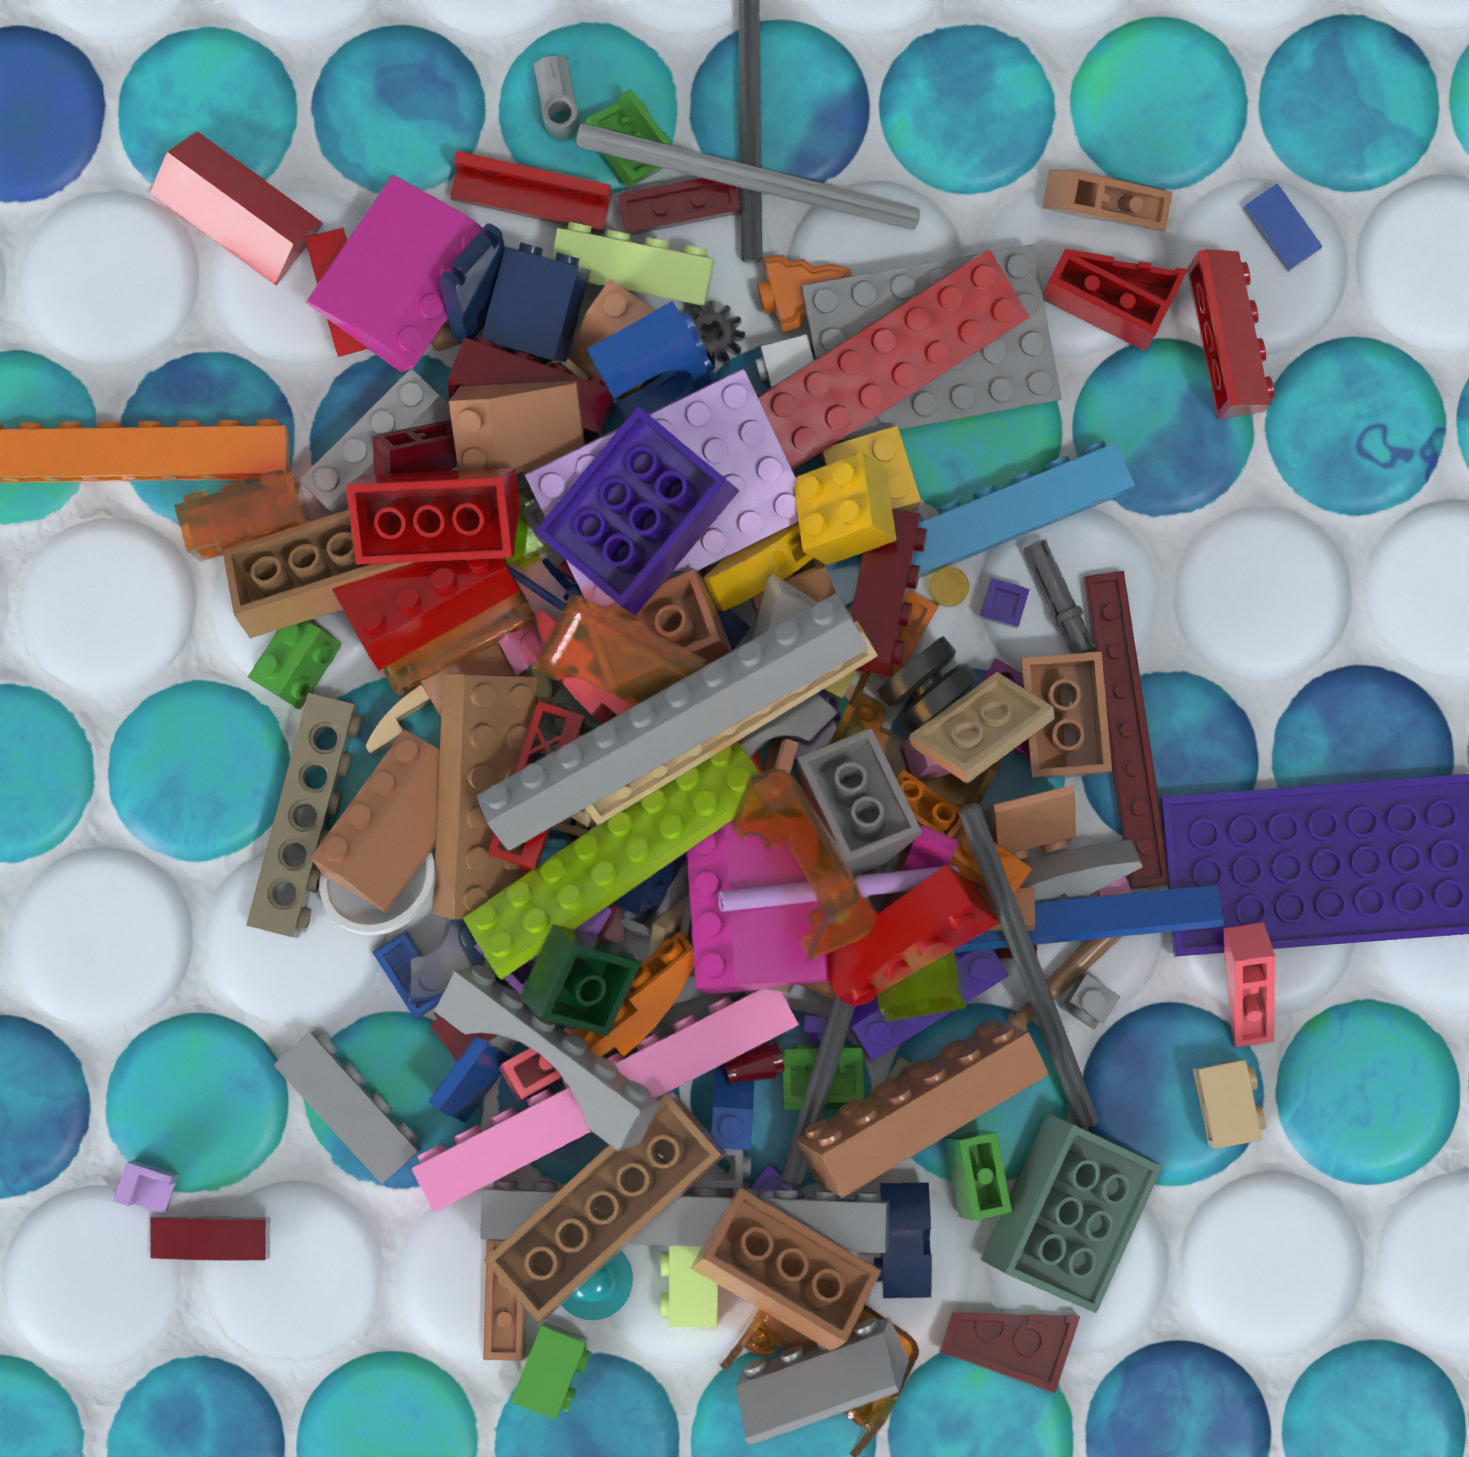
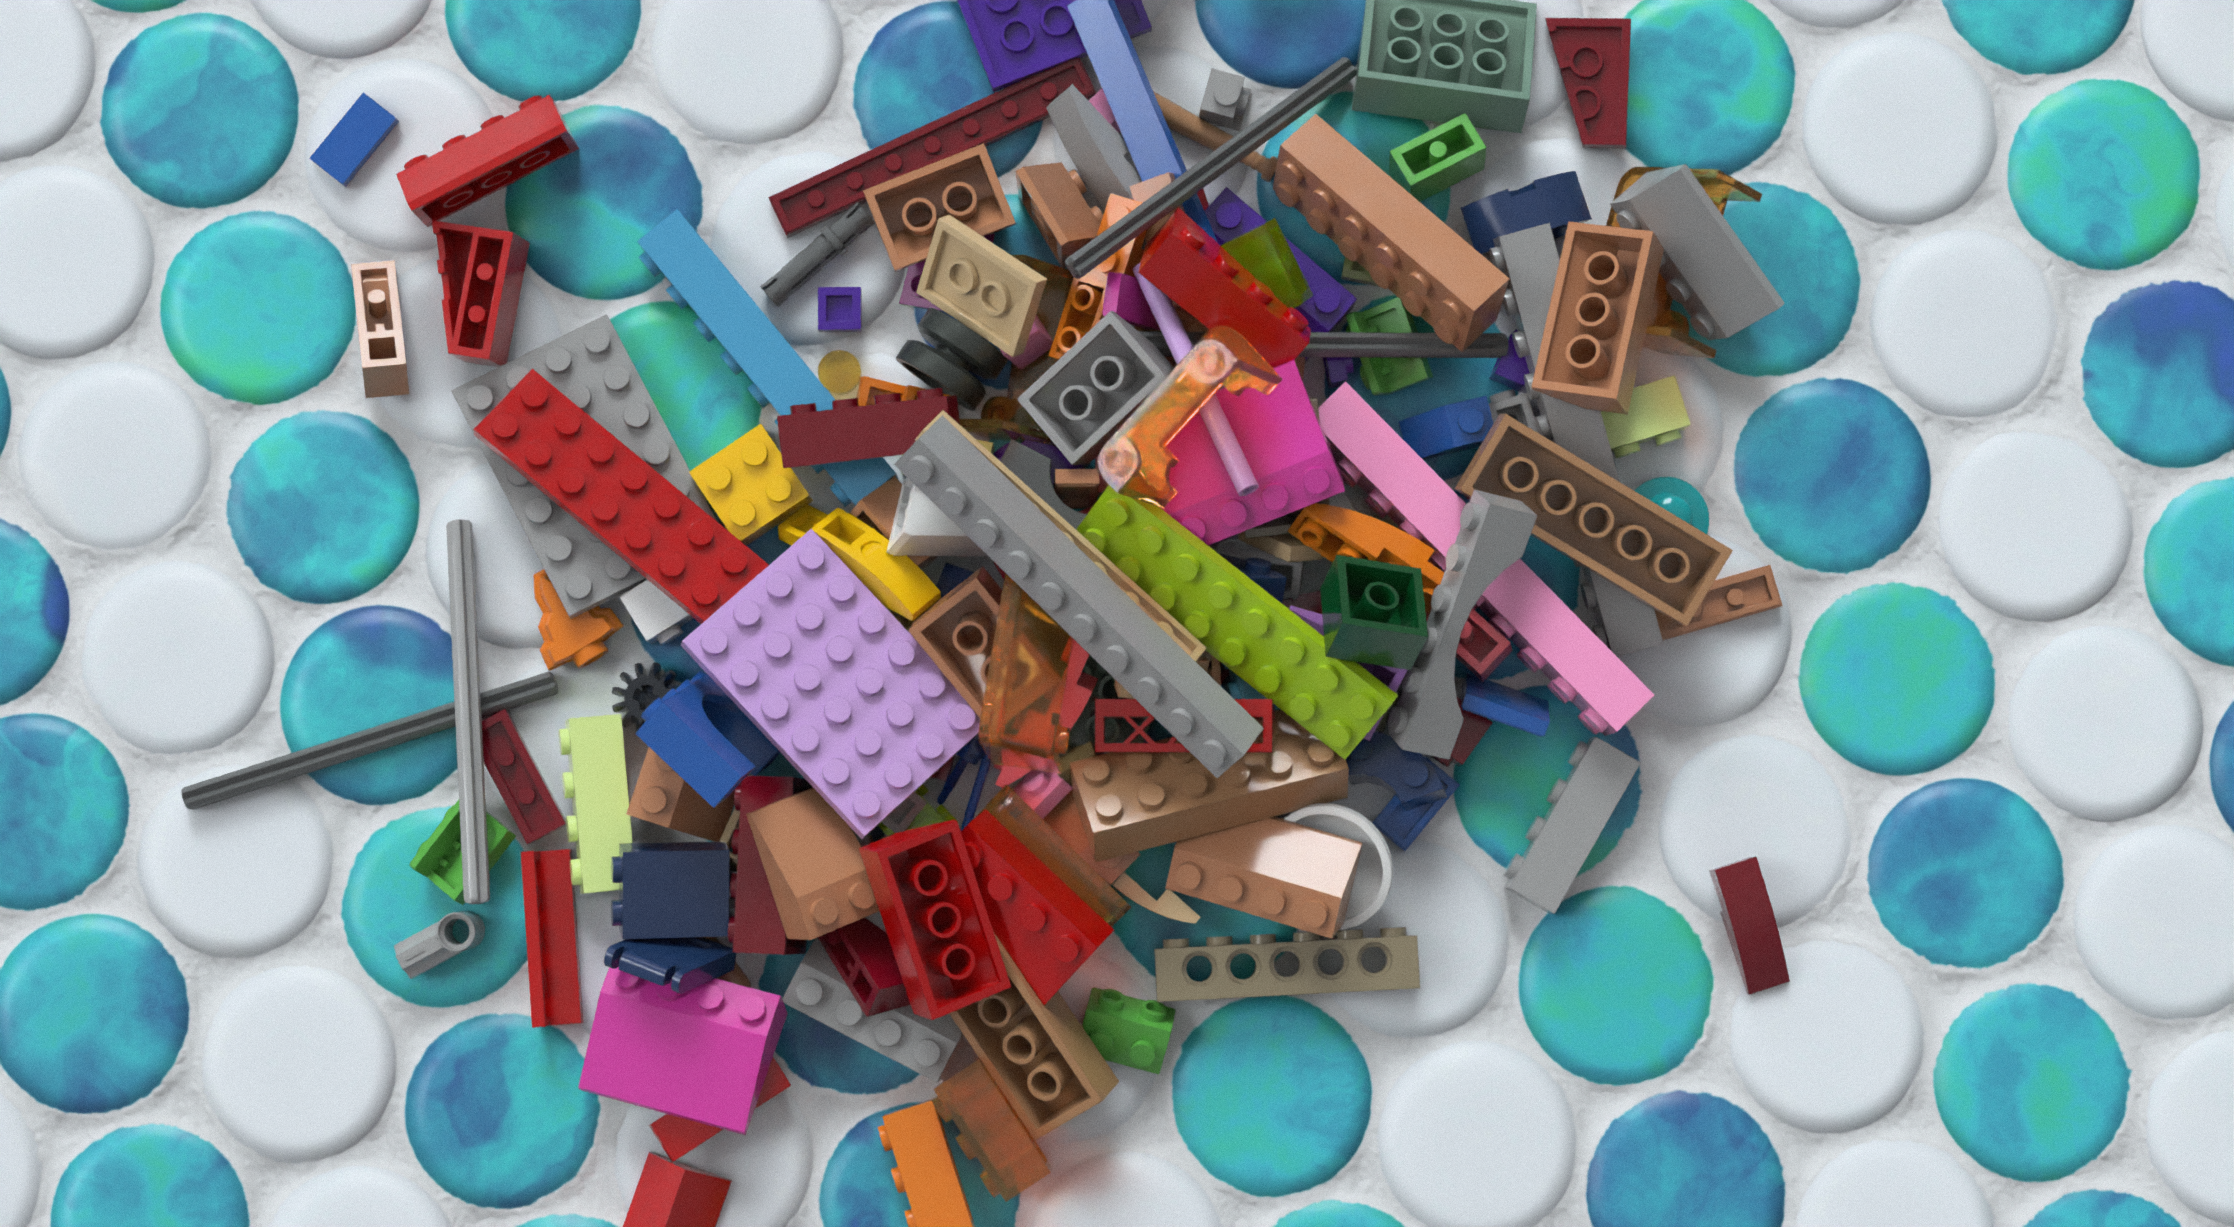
camera: 105 degrees left, 0 degrees up
(146, 1186) = (1718, 1008): lavender panel -> none
(550, 1371) = (1772, 532): bright green brick -> none
(636, 511) = (867, 707): dark purple slope -> none
(755, 1065) = (1398, 415): dark red cone -> none
(844, 509) = (797, 494): yellow brick -> none

